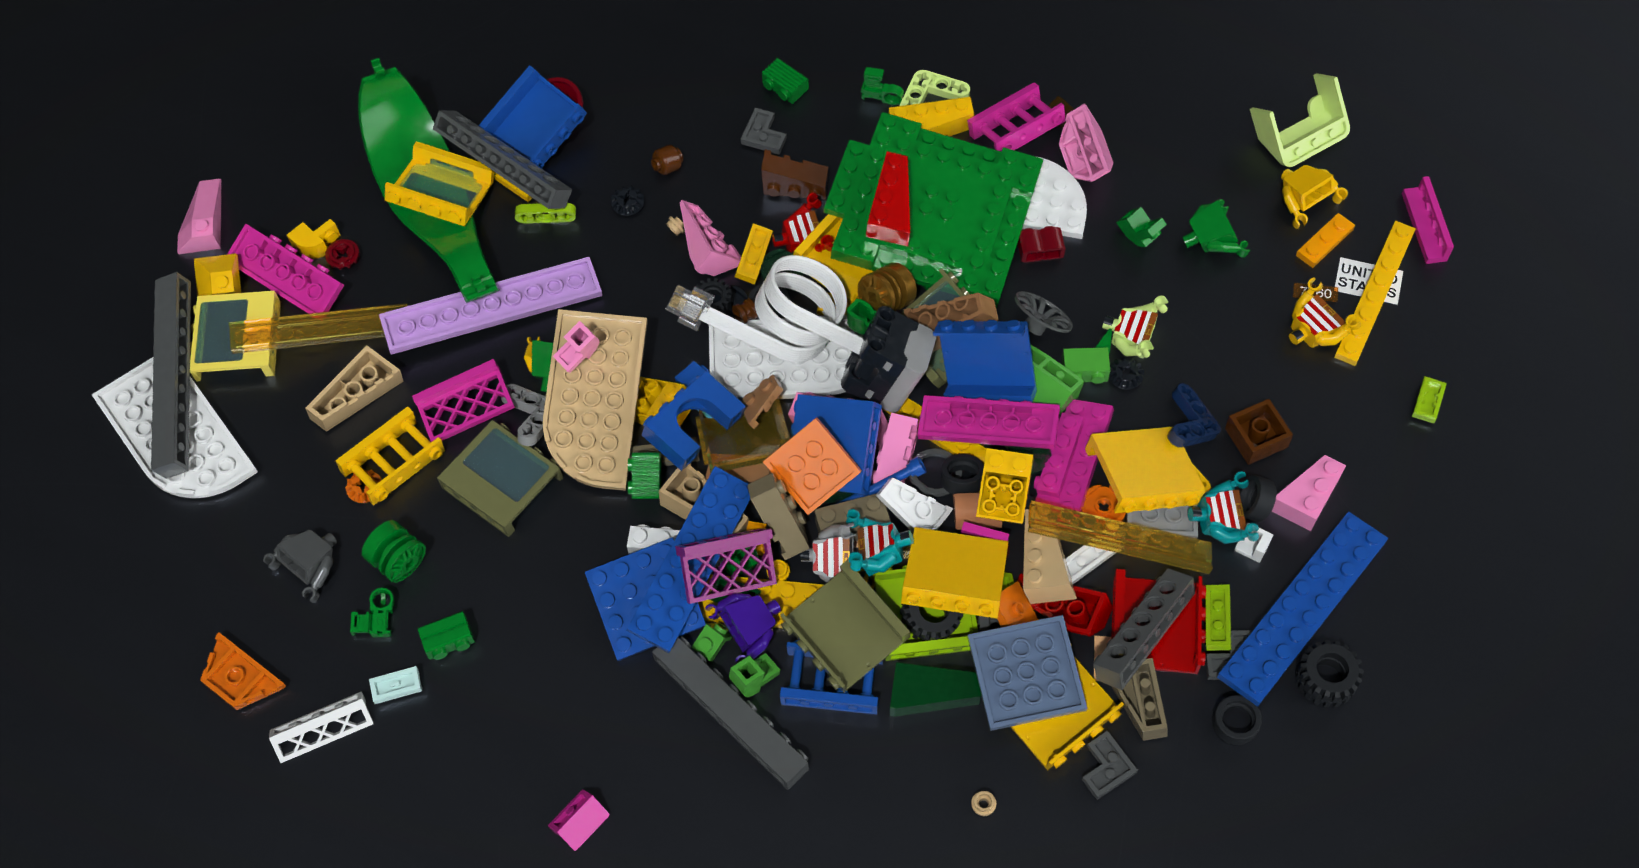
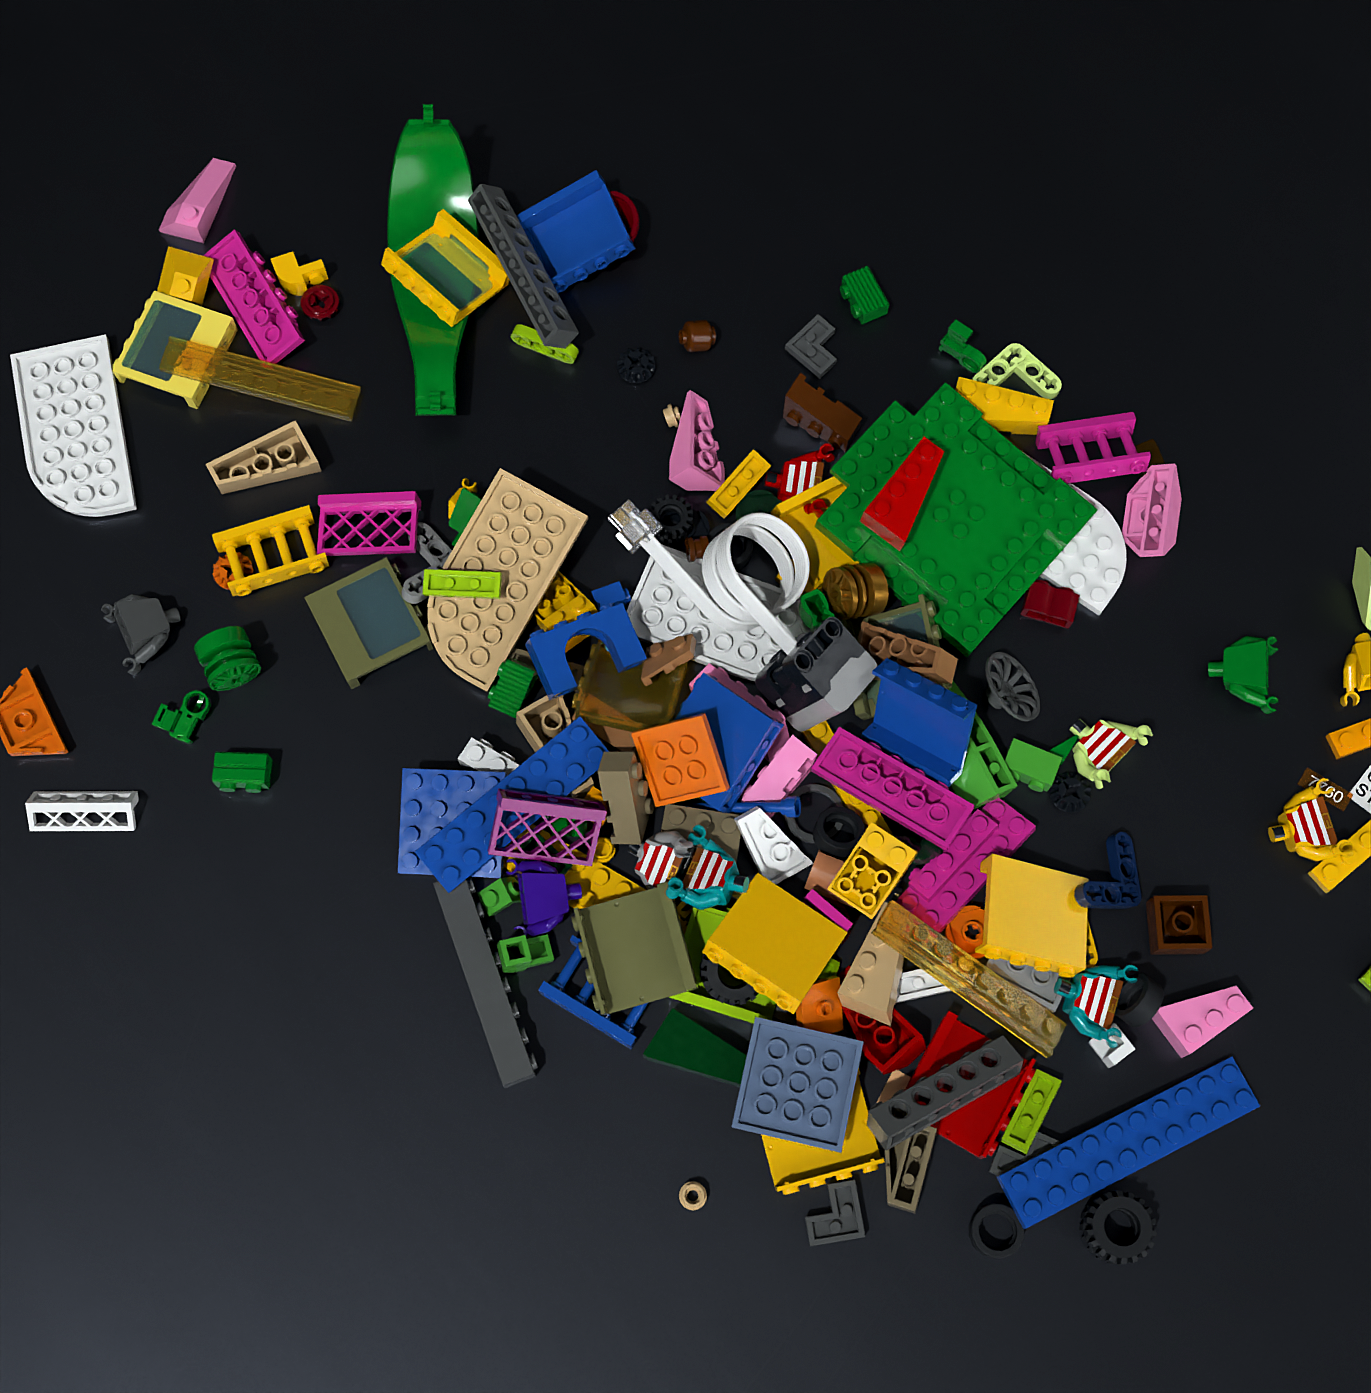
camera: 20 degrees right, 10 degrees up
(171, 376) = (91, 369): dark grey brick -> none
(395, 685) = (171, 800): light aqua plate -> none
(517, 299) = (470, 431): lavender plate -> none
(567, 410) = (462, 584): none -> lime plate
(579, 819) = (285, 1024): dark pink panel -> none
(580, 345) = (500, 520): bright pink brick -> none
(1139, 227) = (1166, 631): green brick -> none

